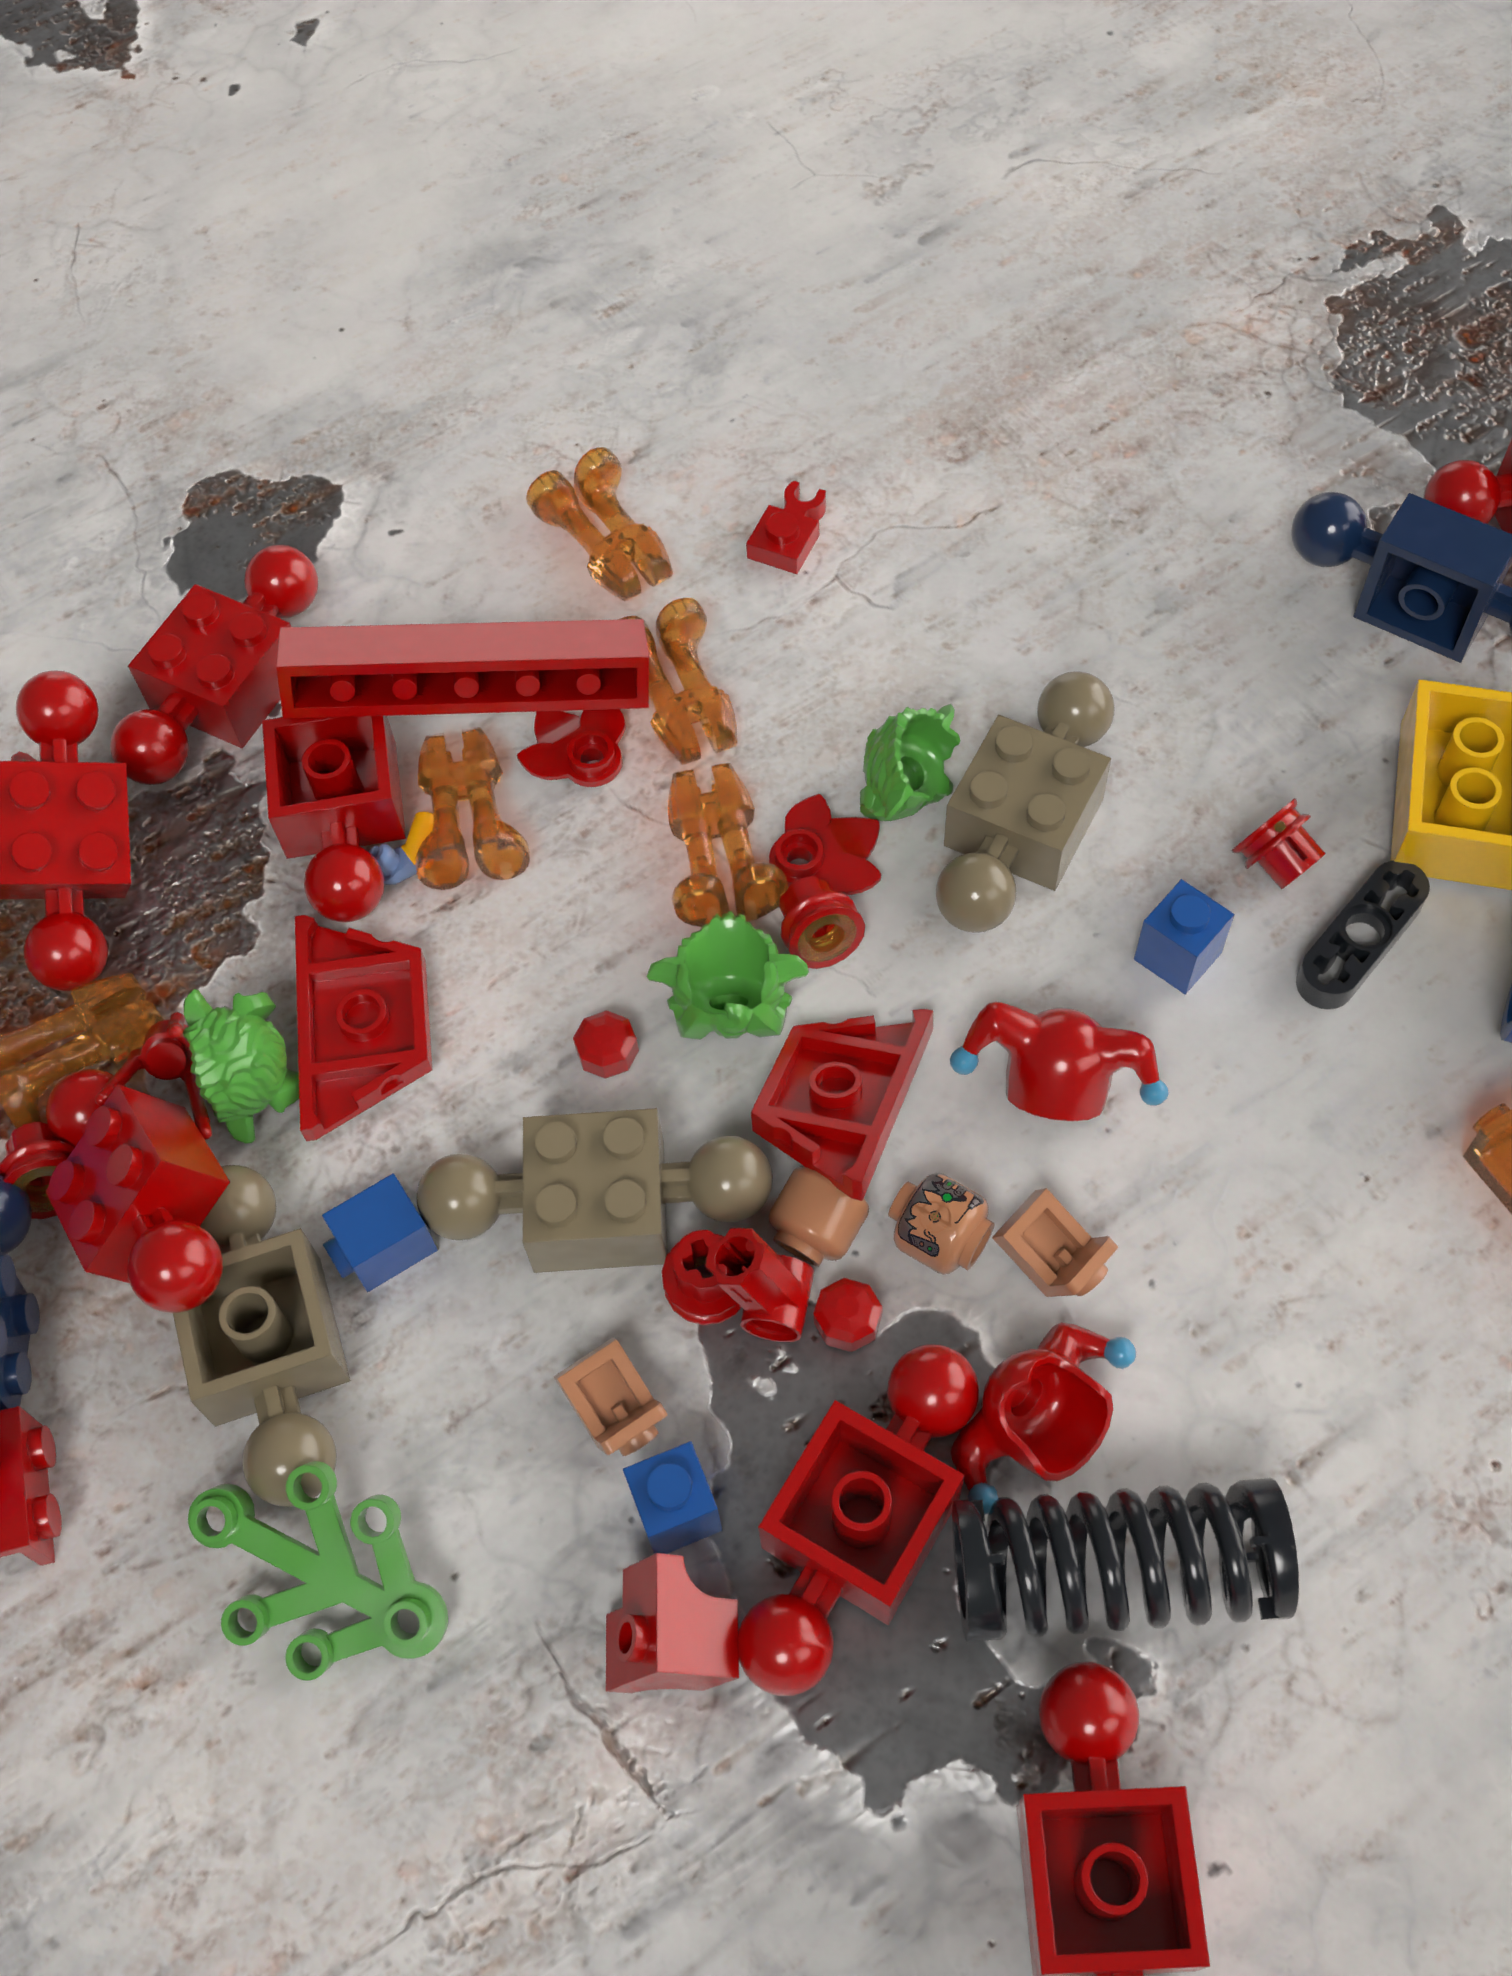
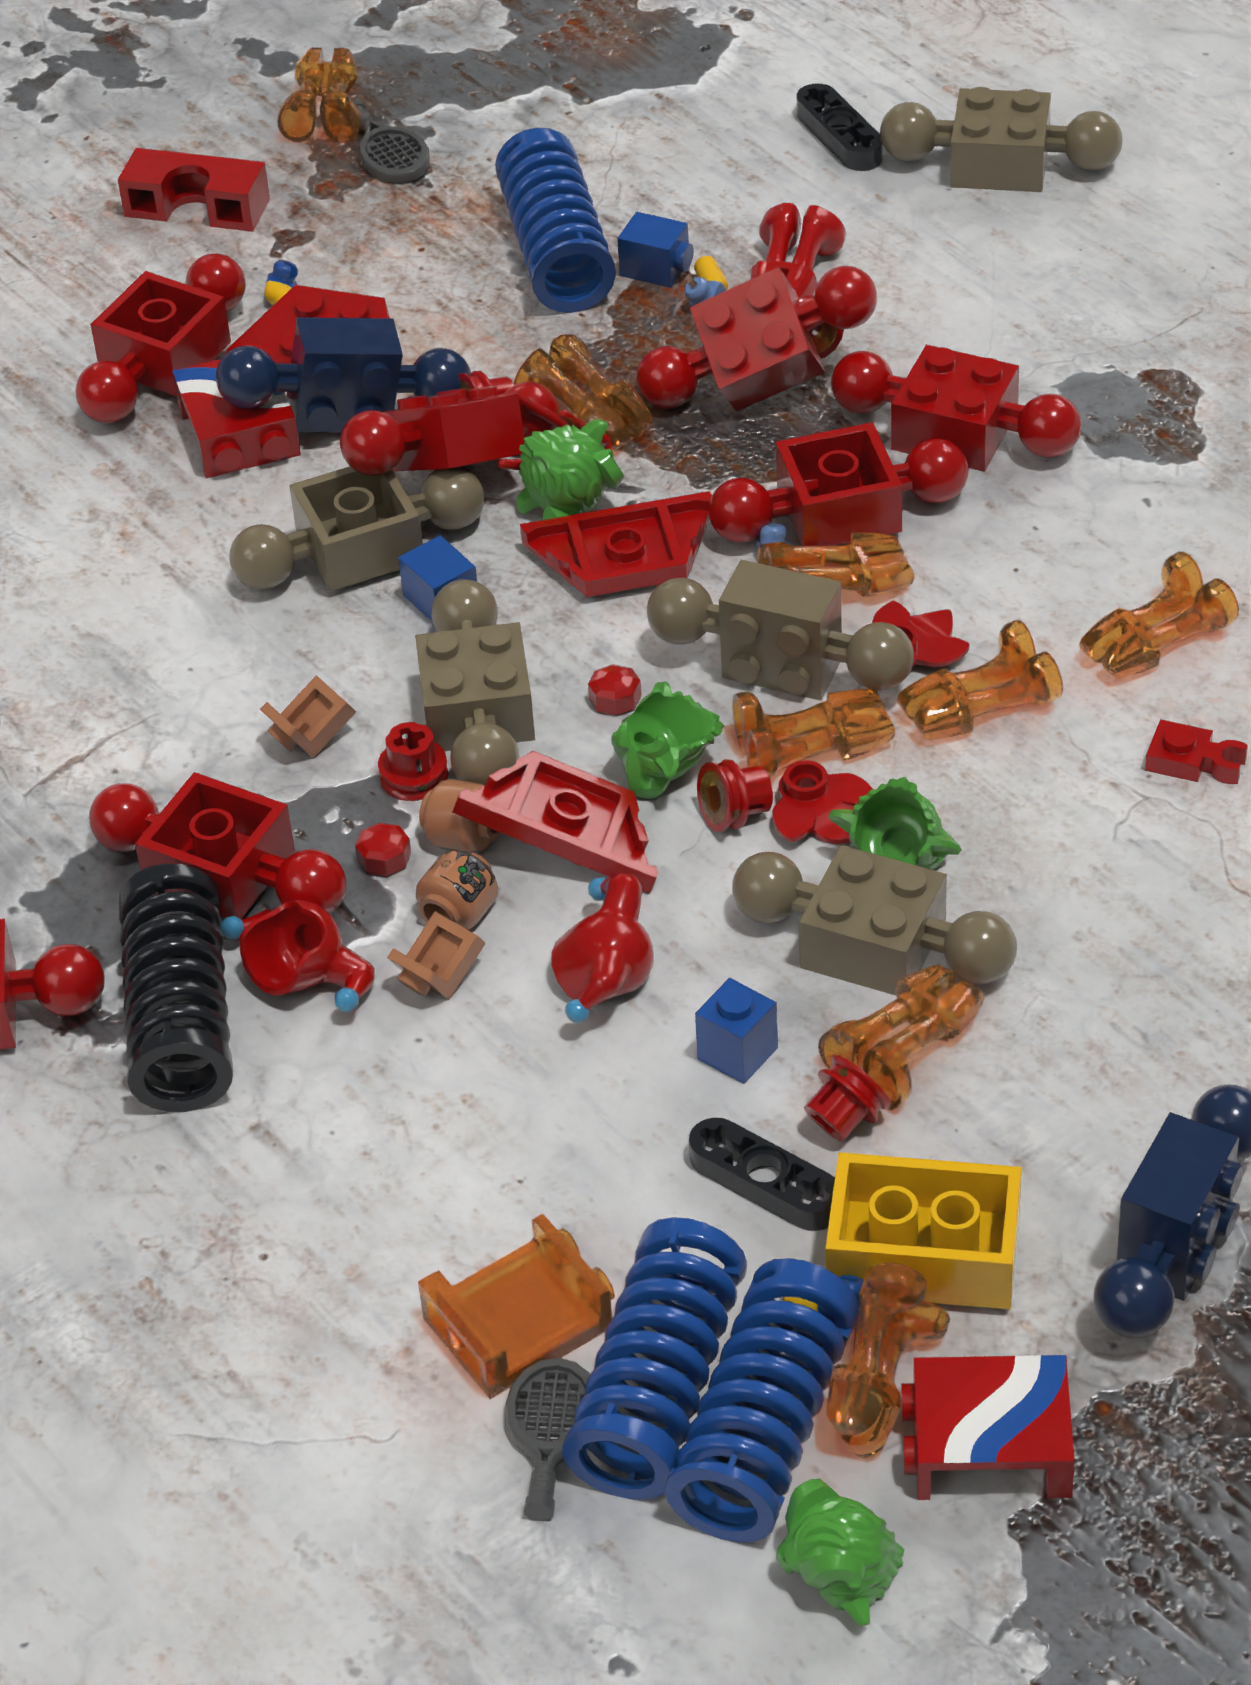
camera: 85 degrees right, 15 degrees down
(328, 1574) = (156, 636): bright green plant -> none
(462, 668) = (935, 525): red brick -> none
(580, 849) = (780, 631): none -> dark tan brick
(669, 1632) = (135, 752): brick -> none
(673, 1499) = (231, 750): blue brick -> none
(765, 1284) = (390, 785): red piece -> none
(1139, 768) = (925, 1001): none -> clear orange piece

